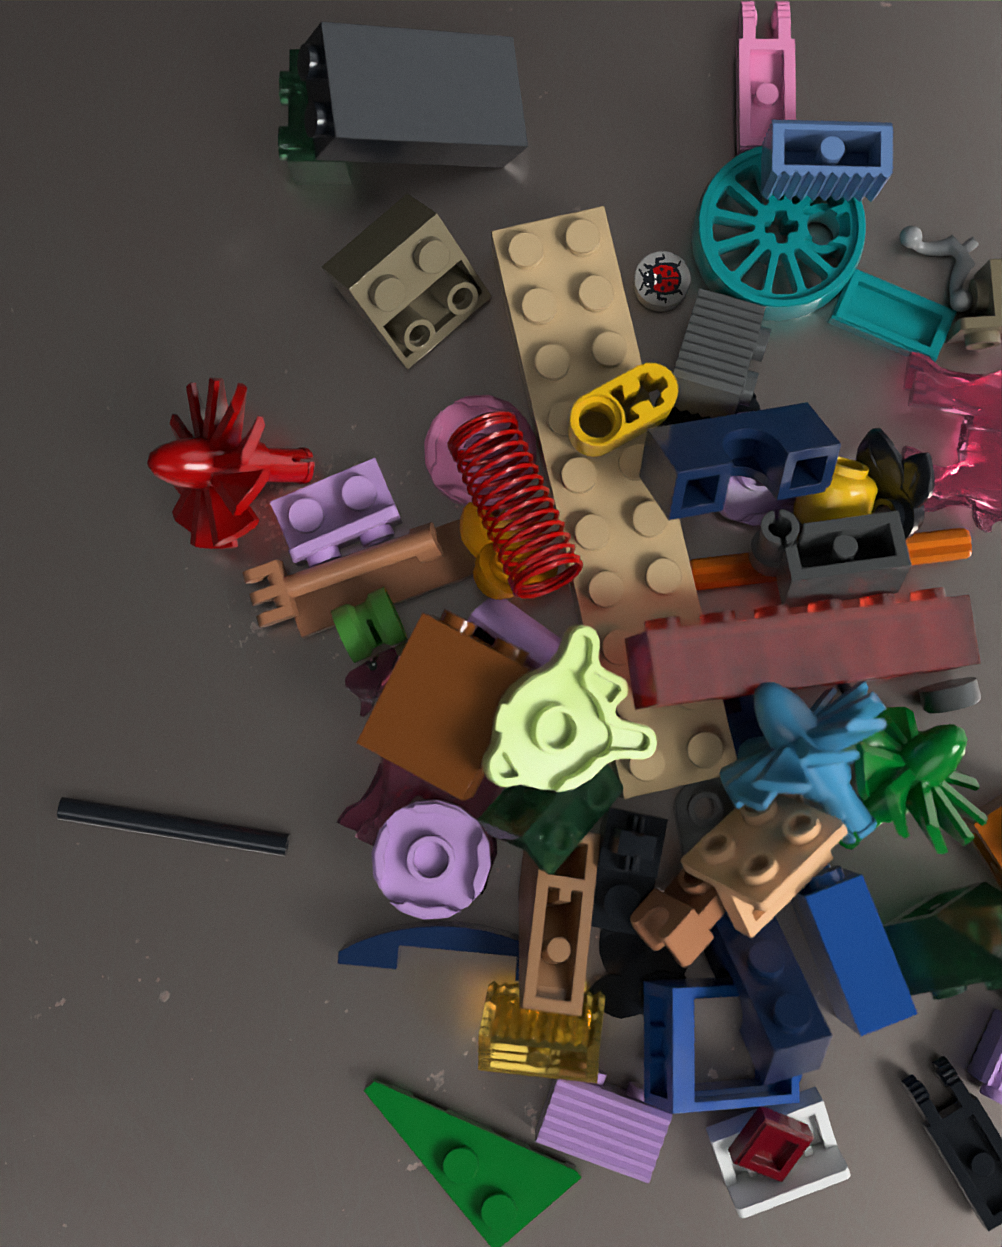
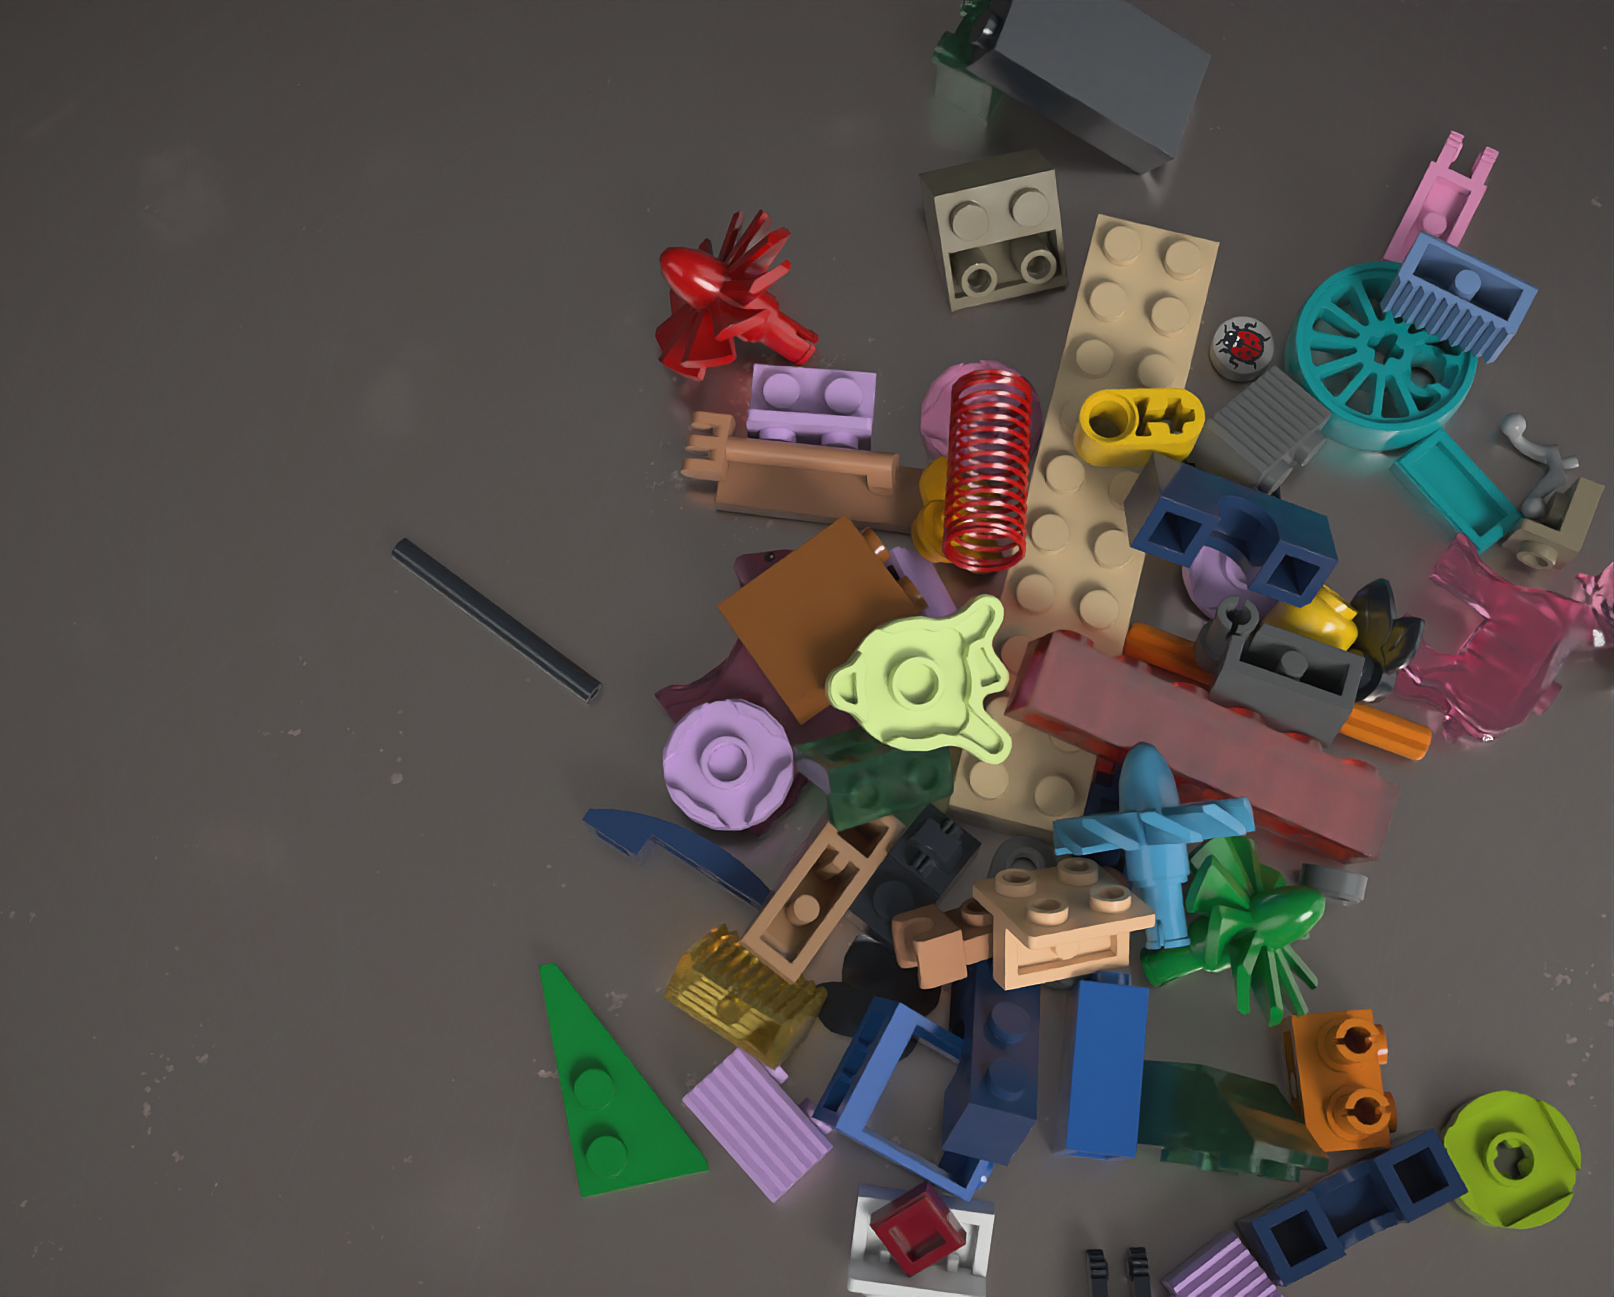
camera: 30 degrees right, 10 degrees down
(369, 625) = (785, 517): bright green wheel -> none

